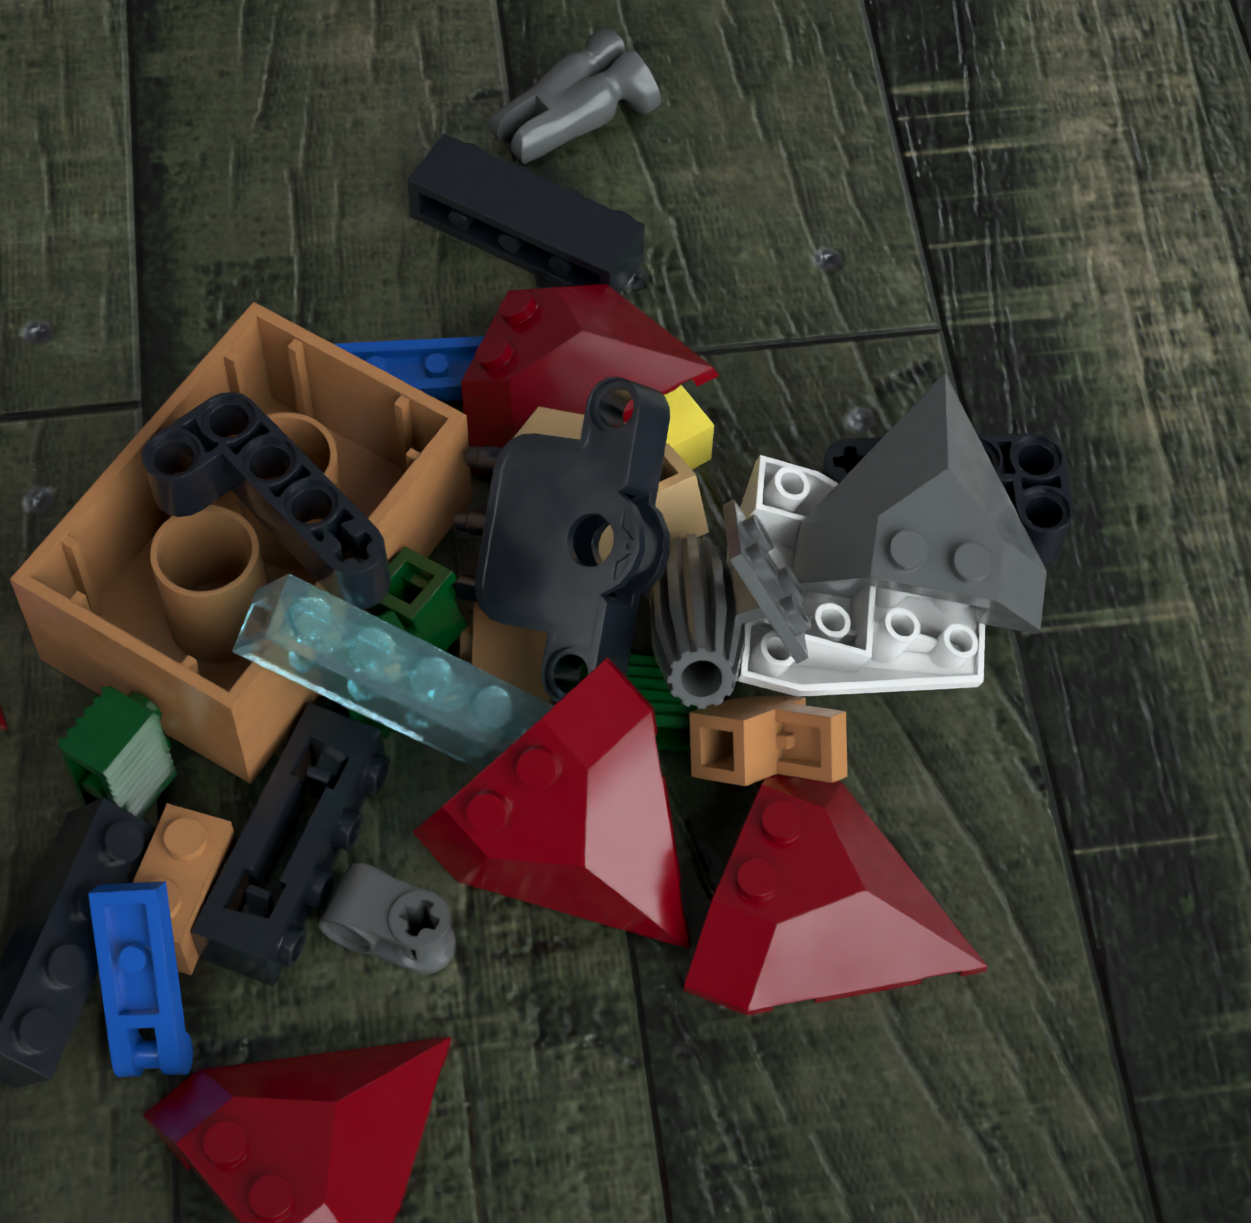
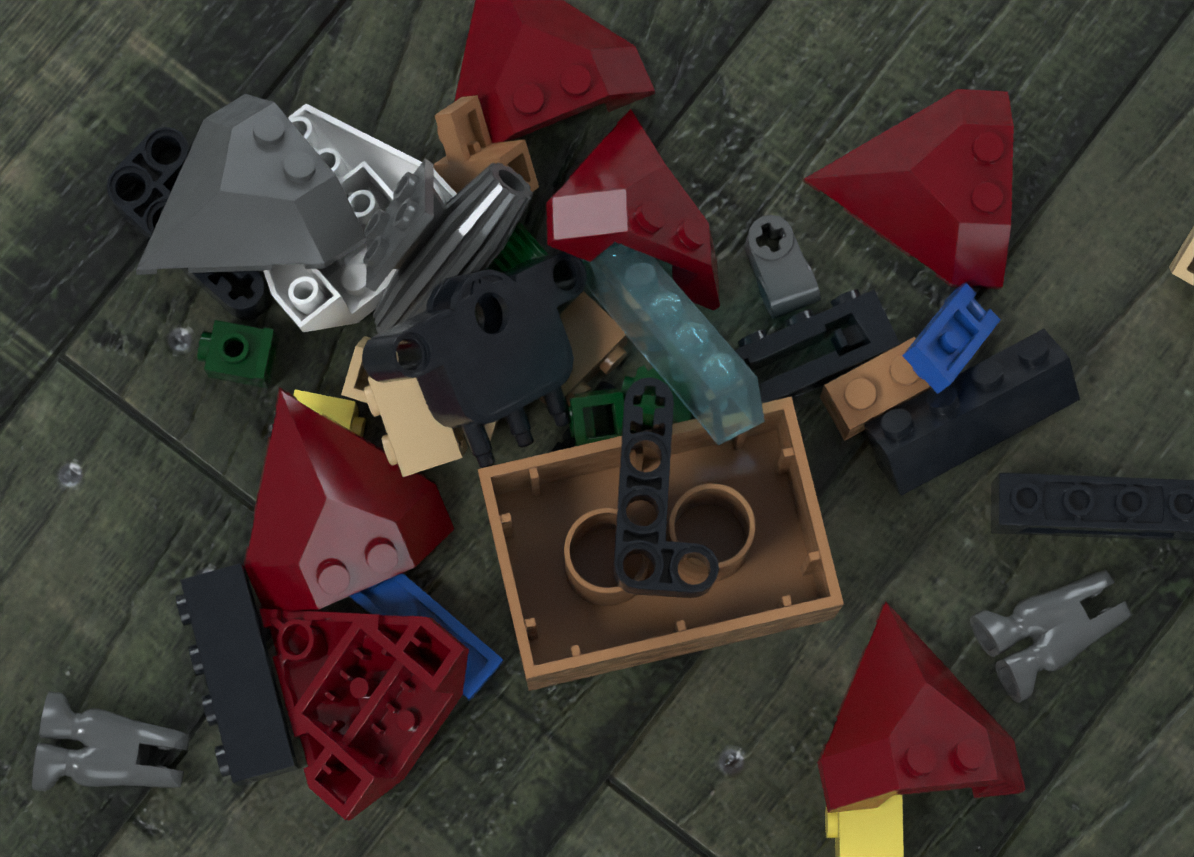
camera: 135 degrees left, 20 degrees up
(119, 752) = (852, 489): dark green brick -> none
(398, 268) = (363, 696): none -> dark red wedge
(796, 428) = (252, 366): none -> dark green brick

